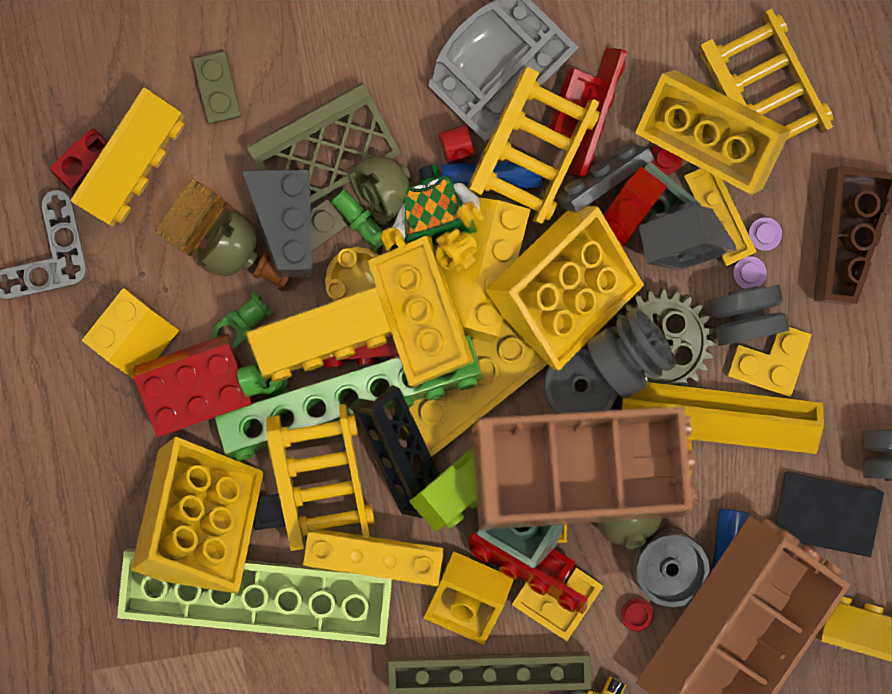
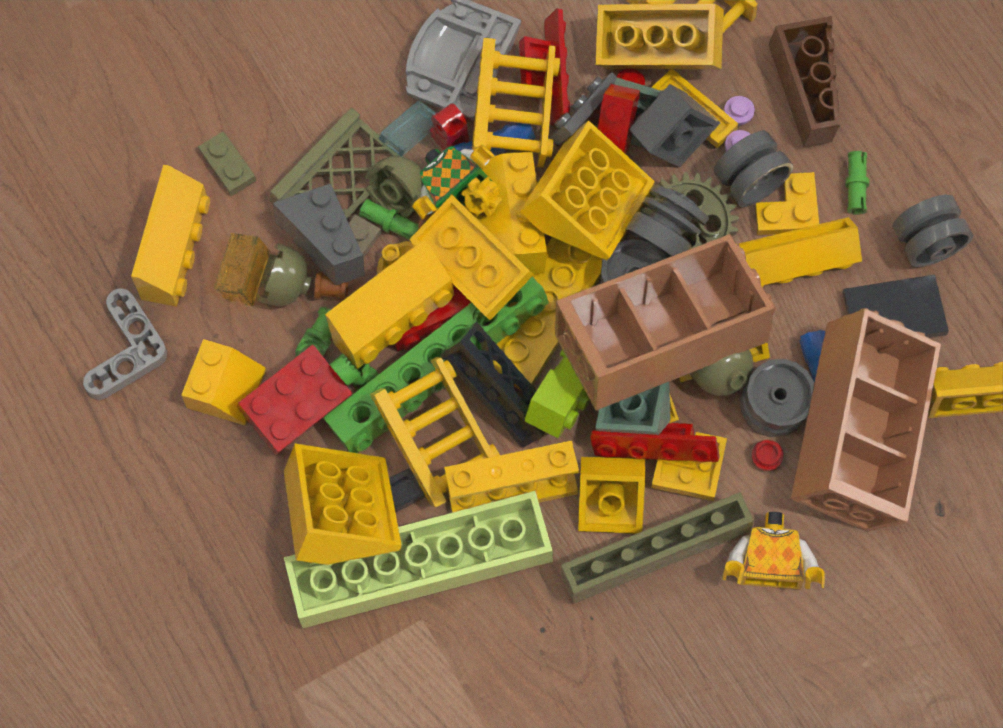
camera: 20 degrees left, 20 degrees down
(78, 160) = (122, 260): red leg -> none
(418, 124) = (408, 128): none -> clear light blue tile
(850, 362) = (857, 182): none -> bright green pin

